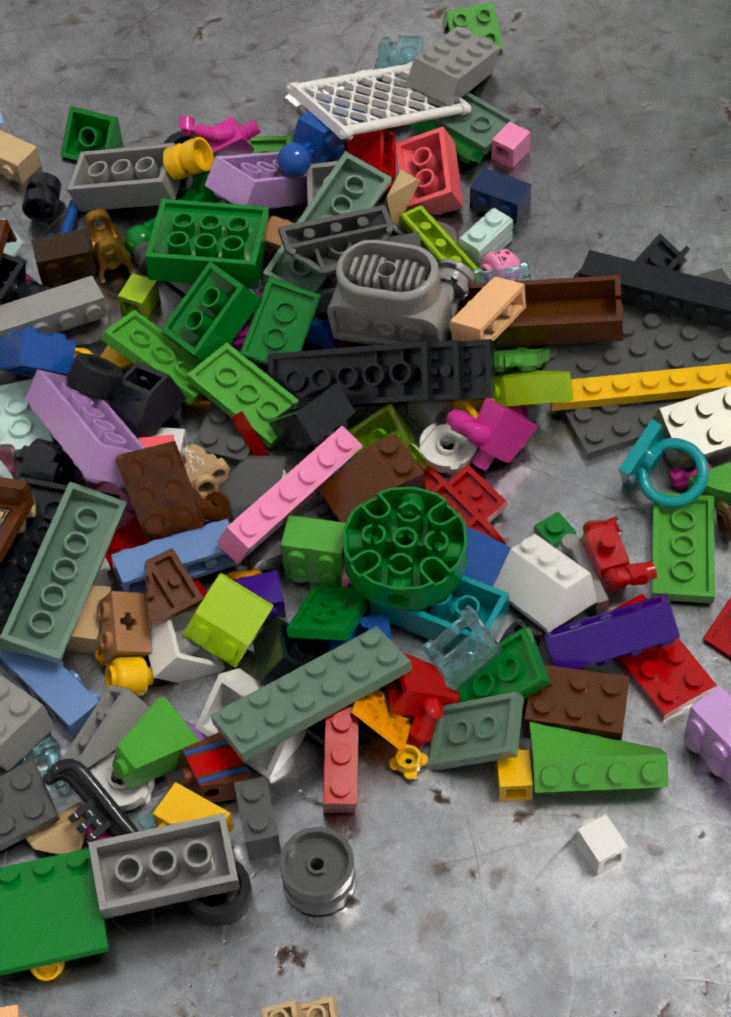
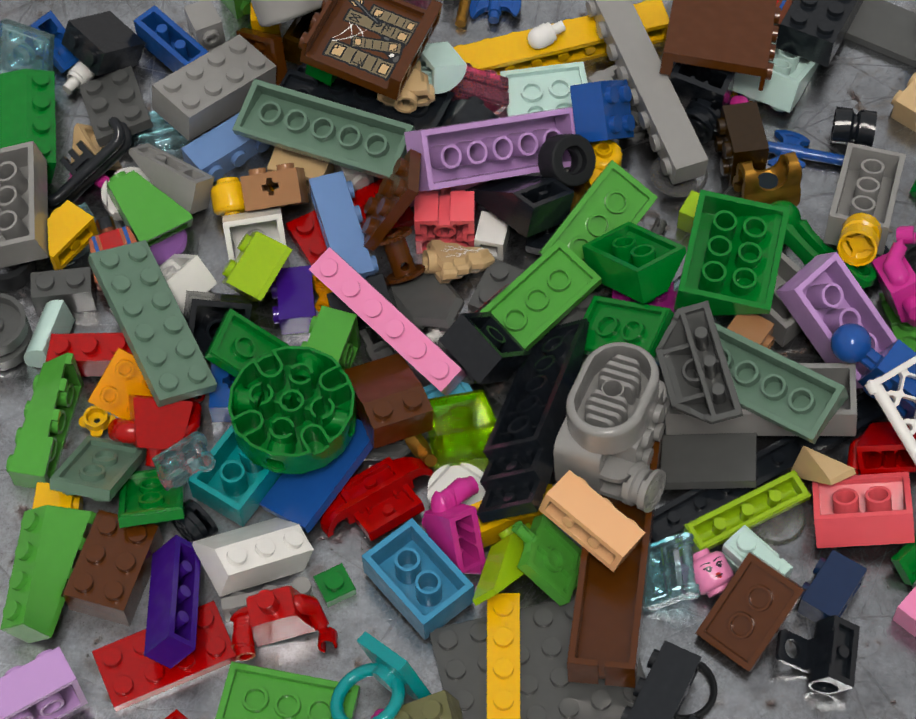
camera: 95 degrees right, 5 degrees up
(168, 588) = (292, 213): reddish brown wing -> none
(303, 814) = (54, 320): none -> light aqua brick
(422, 800) = (46, 422): none -> bright green wedge
(535, 233) = (750, 611): none -> reddish brown plate
(544, 458) = (418, 578): none -> dark azure brick
(558, 194) = (827, 656): none -> black piece

